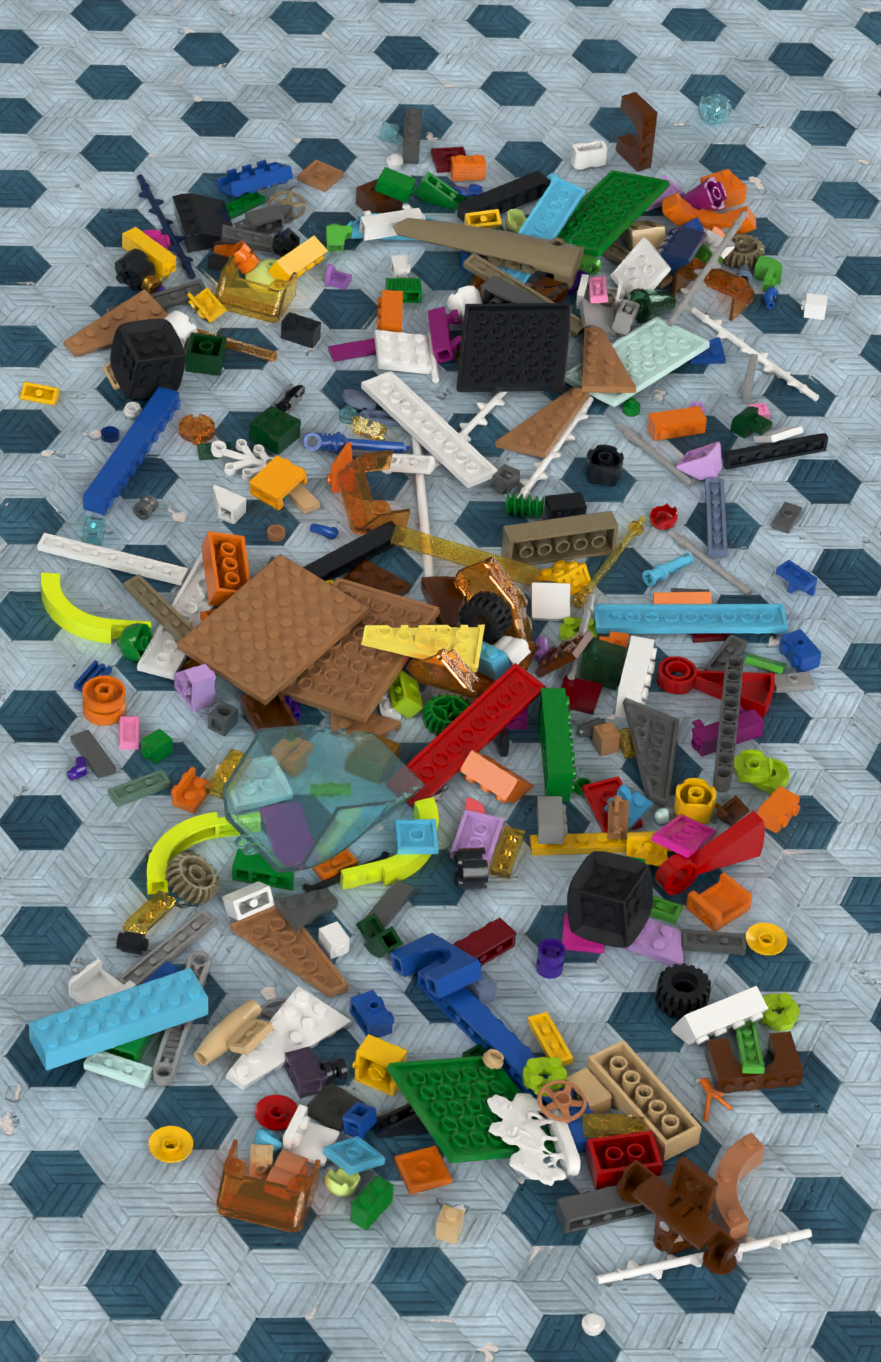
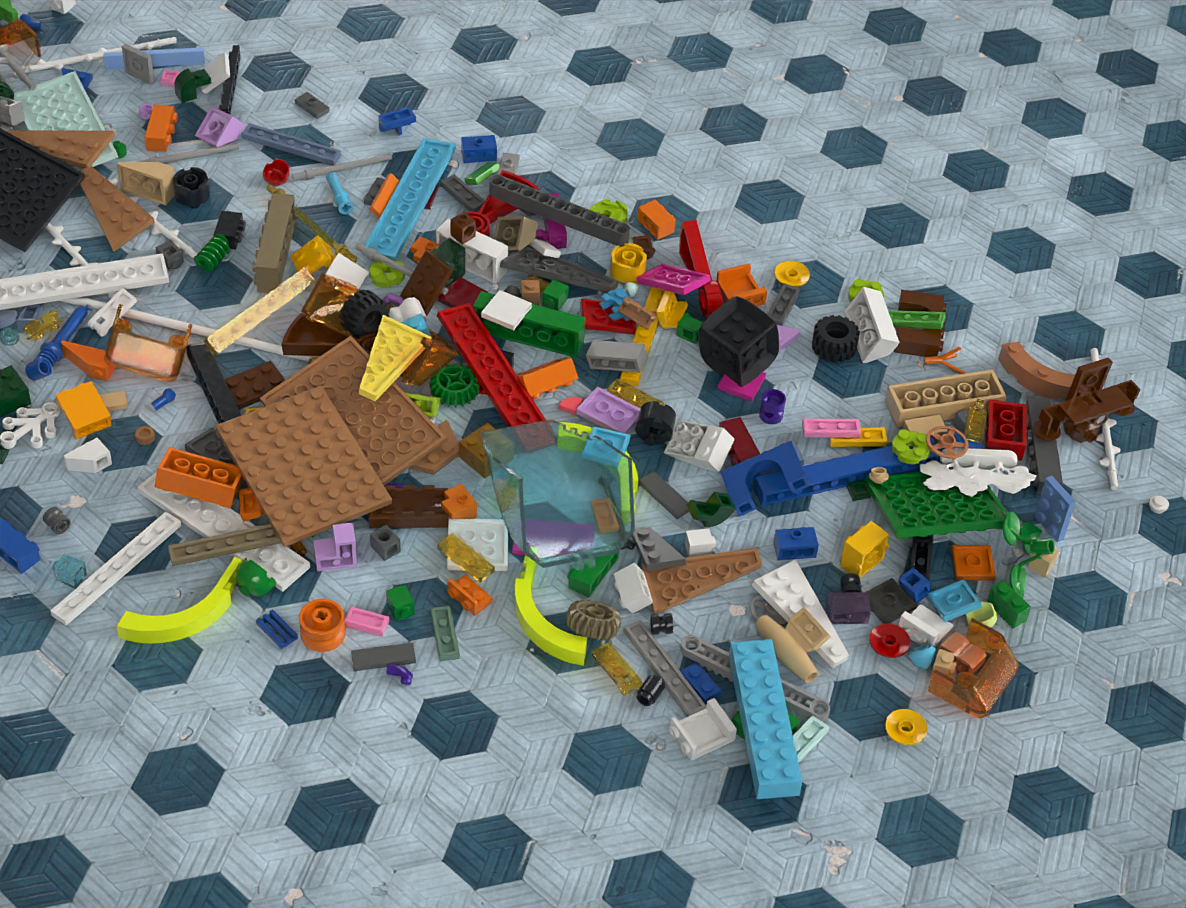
camera: 70 degrees left, 5 degrees up
(217, 934) = (661, 623): none -> black wheel
(439, 1155) = (1031, 544): none -> green plant
(461, 911) = (700, 445): none -> white slope
(512, 1210) = (1054, 508): none -> medium blue plate
(544, 1011) = (831, 428): none -> bright pink tile
(545, 710) = (506, 310): none -> white tile
(592, 430) = (147, 180): none -> tan slope
(616, 759) = (555, 295): none -> green brick
(636, 647) = (463, 228): none -> reddish brown brick
(677, 733) = (545, 248): none -> white tile
(679, 703) = (515, 231): none -> dark tan slope
(777, 393) = (164, 57): none -> light blue tile

